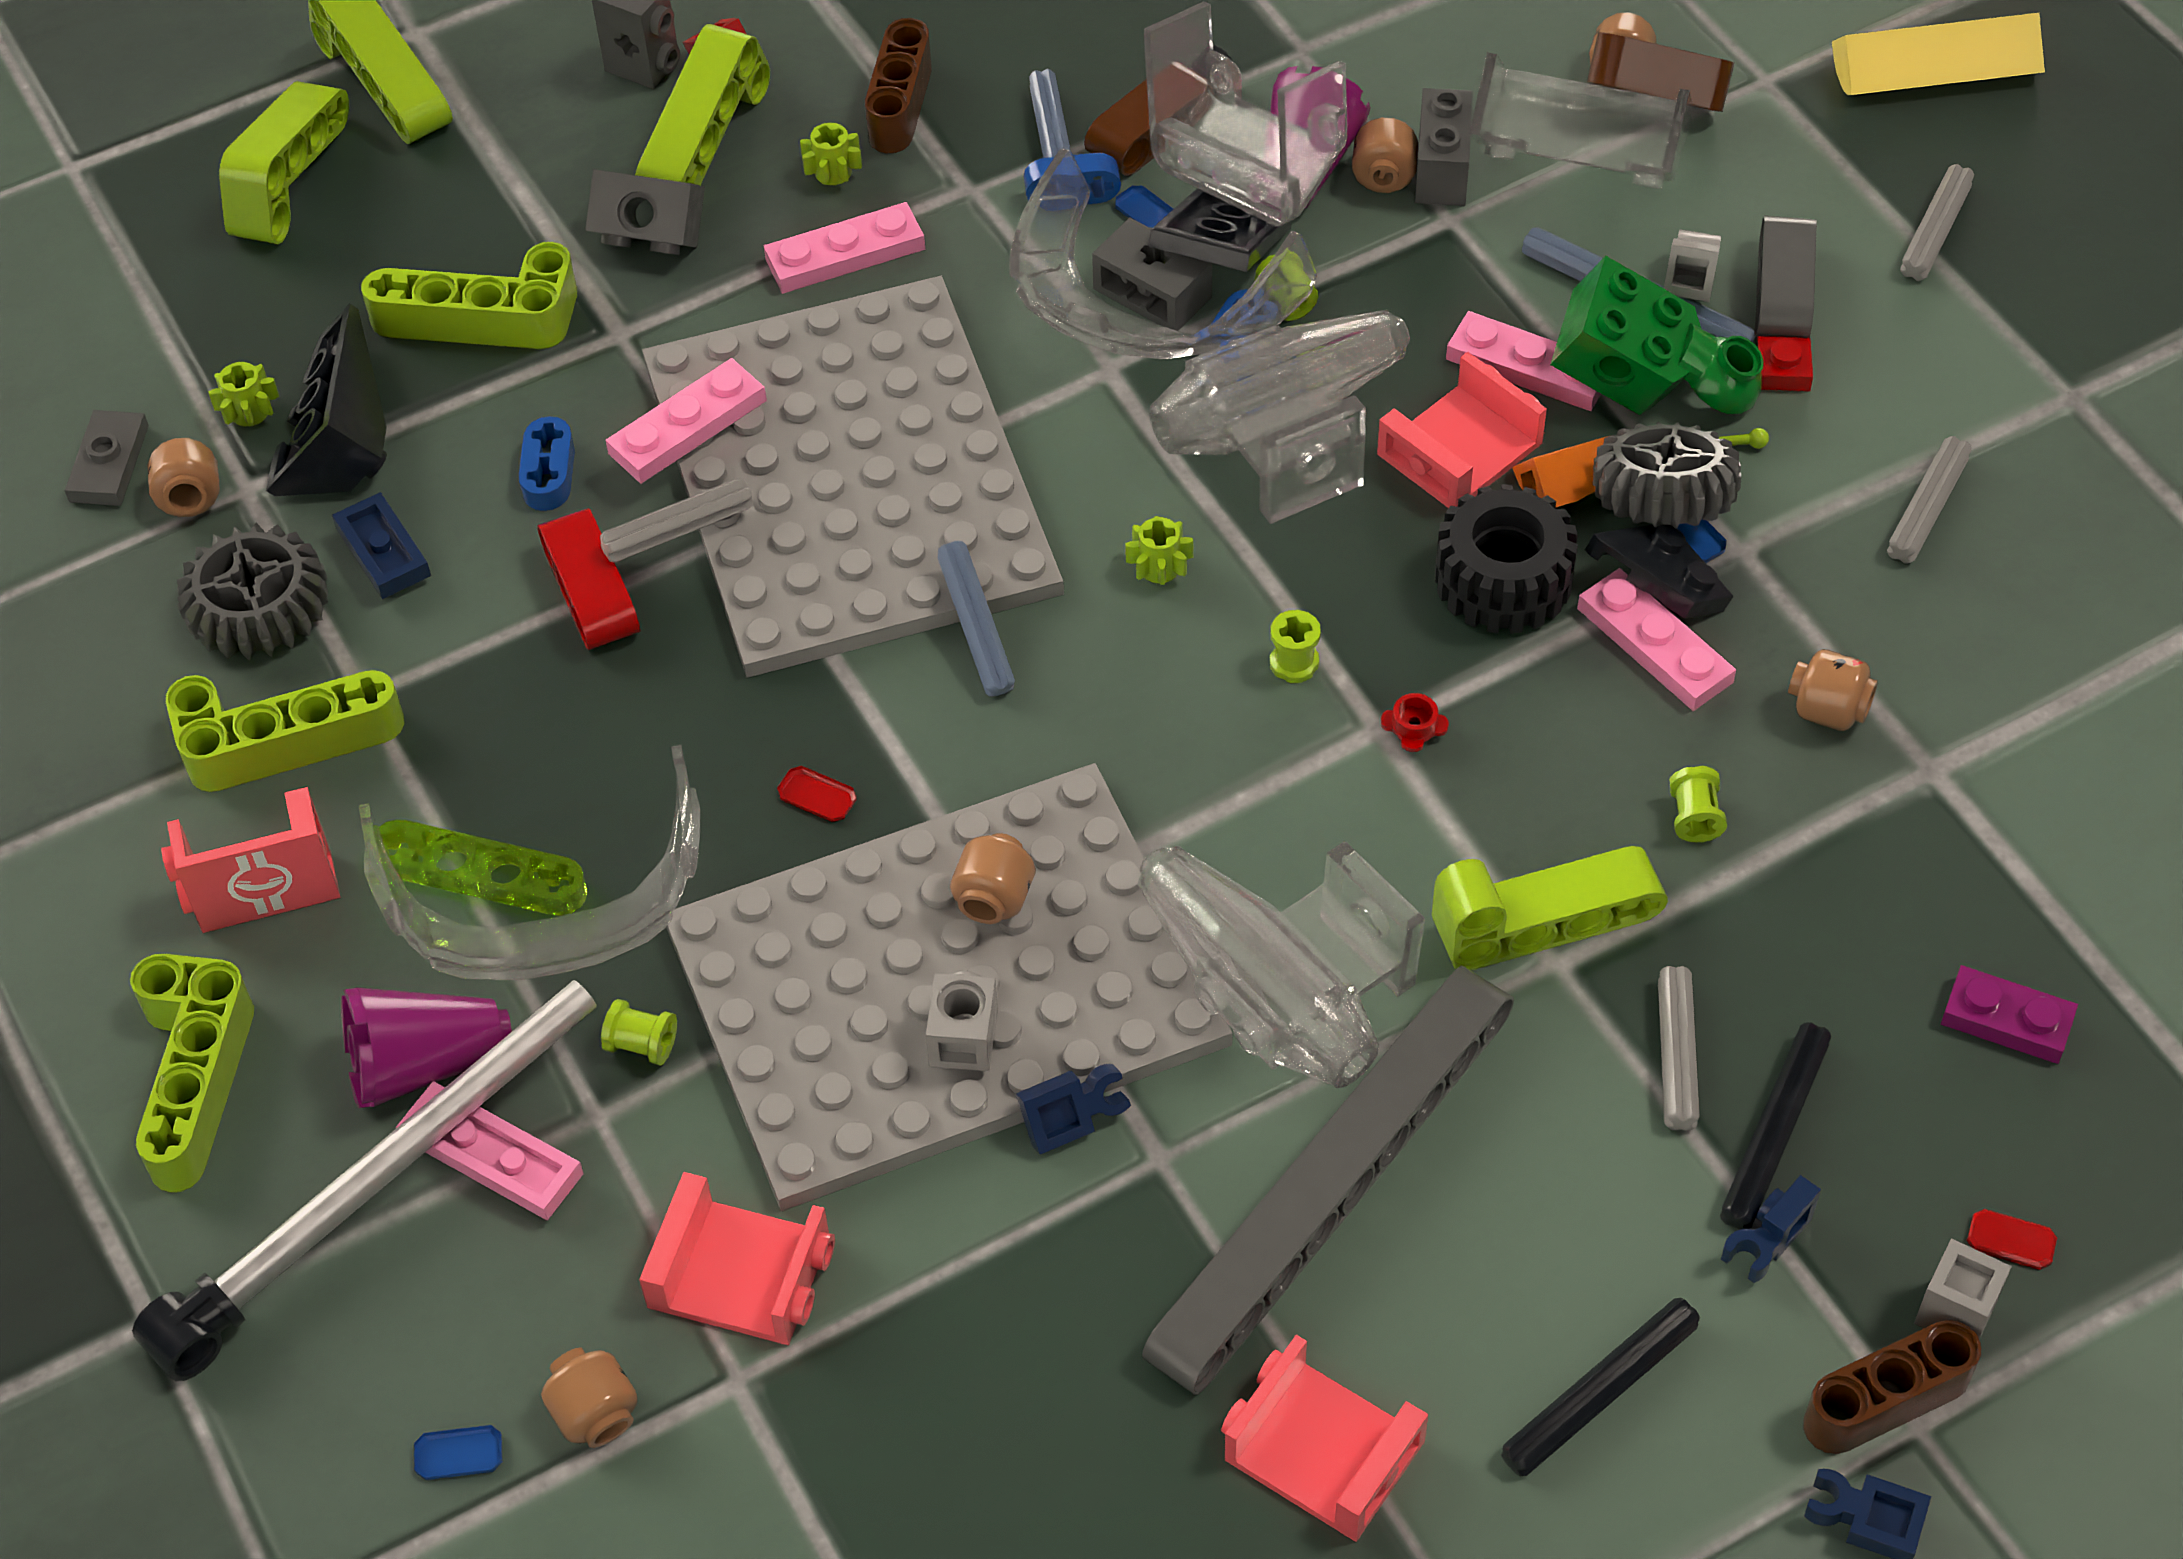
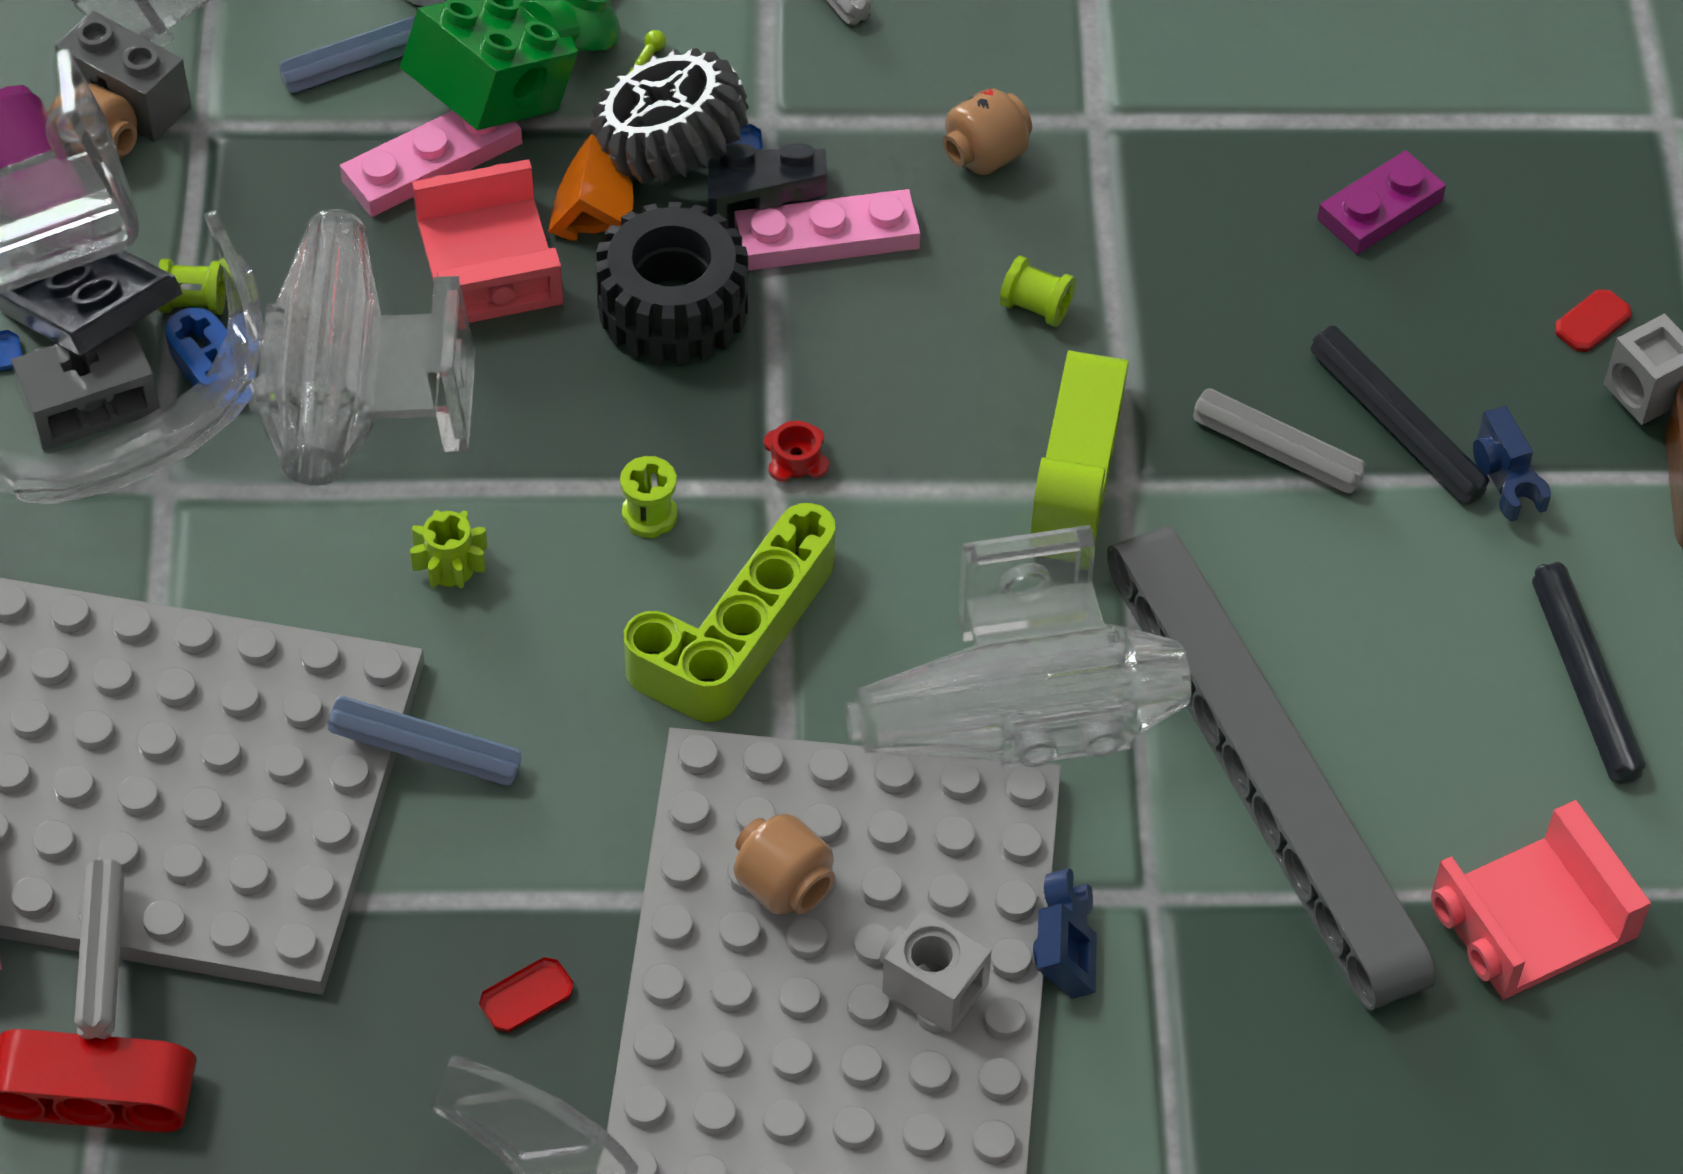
camera: 65 degrees left, 0 degrees up
(1301, 763) = (746, 607): none -> lime beam

